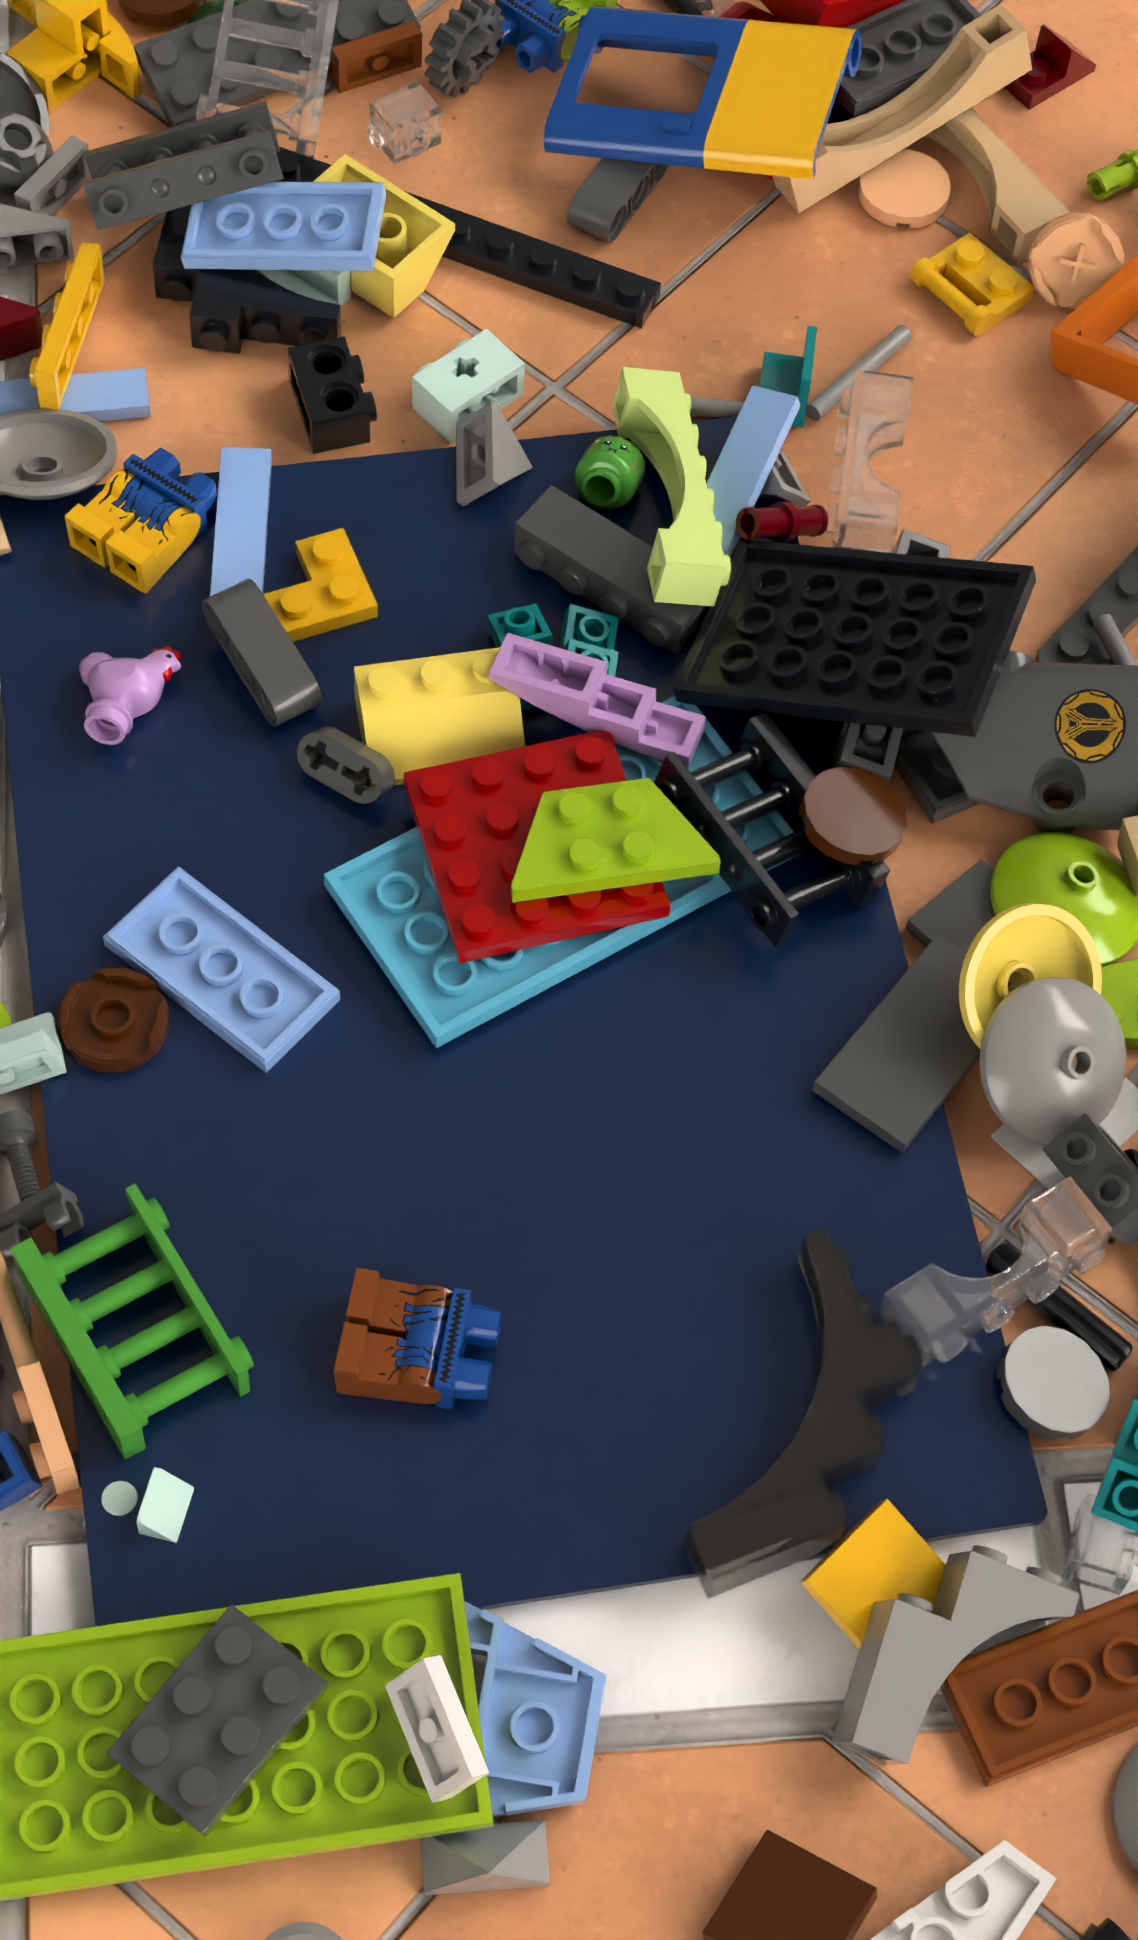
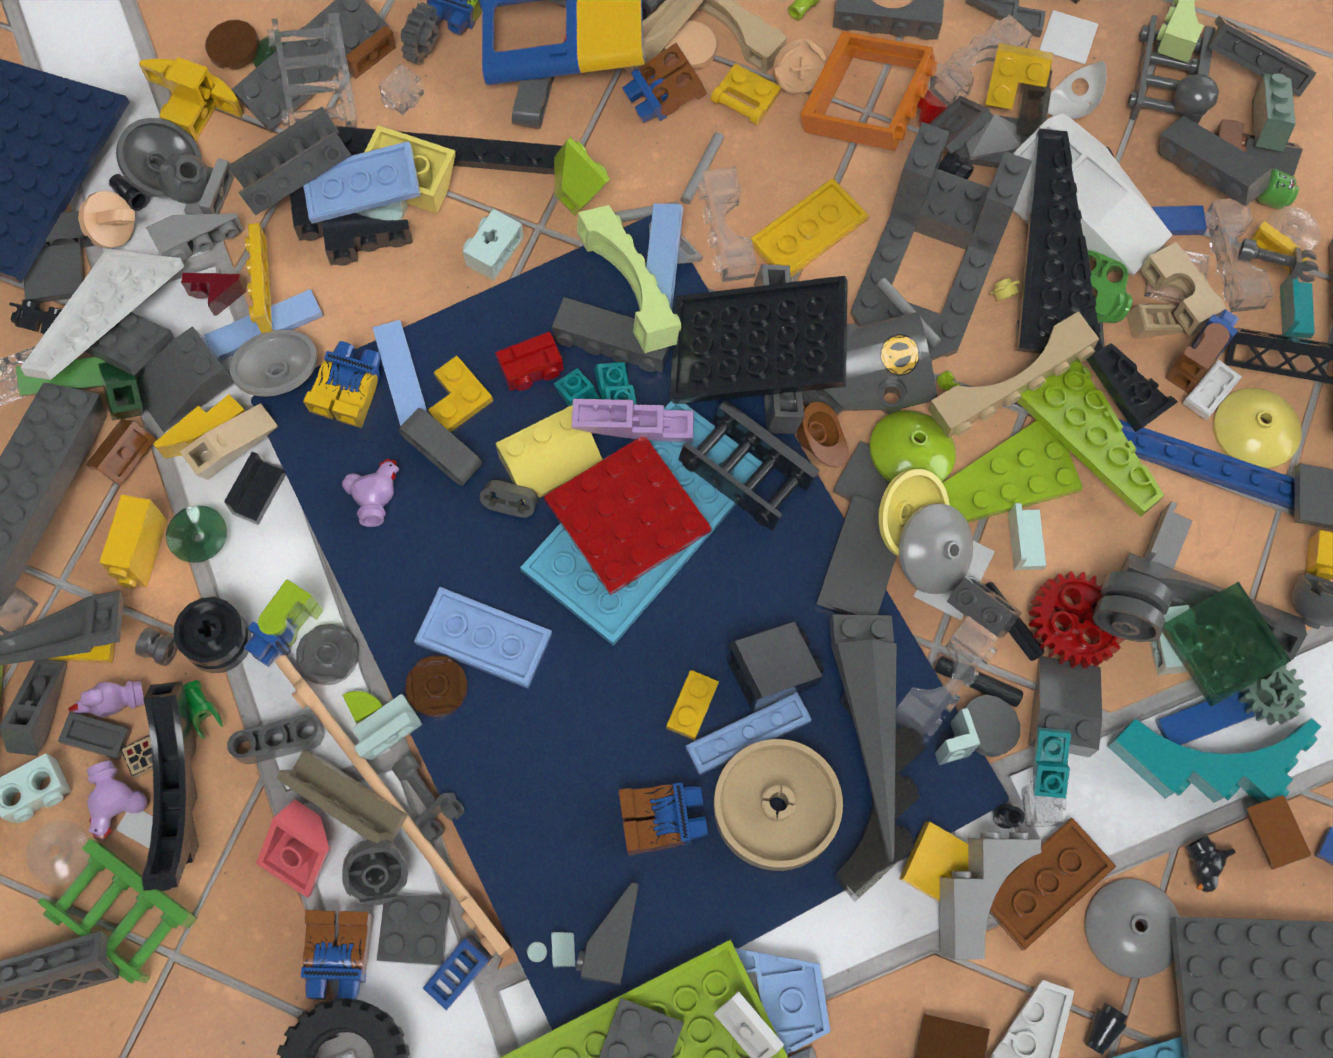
camera: 15 degrees left, 10 degrees up
(99, 1367) = (503, 885): bright green fence -> none
(248, 1517) = (608, 946): none -> dark grey slope
(331, 394) = (416, 275): black brick -> none
(460, 570) = (530, 362): none -> red brick
(486, 454) = (519, 285): light grey slope -> none
(537, 1183) = (692, 705): none -> yellow plate
(608, 841) = (668, 503): lime wing -> none
(609, 472) = (591, 276): bright green head -> none
(618, 1260) = (762, 725): none -> light blue tile
(644, 317) = (577, 176): none -> lime slope
(650, 1437) = (782, 771): none -> tan piece
(699, 1157) = (773, 665): none -> black slope
(781, 522) = (693, 277): dark red pin -> none
(791, 374) = (667, 184): teal panel -> none
(839, 229) = (666, 84): none -> dark orange hips
(853, 815) = (791, 446): reddish brown tile -> none
(861, 1211) = (867, 669): none -> dark grey plate
(929, 839) = (822, 435): none -> dark orange piece
(982, 1383) = (965, 739): none -> light aqua panel
(1013, 509) = (809, 228): none -> yellow tile
(1024, 1550) = (1001, 814): none -> black pin

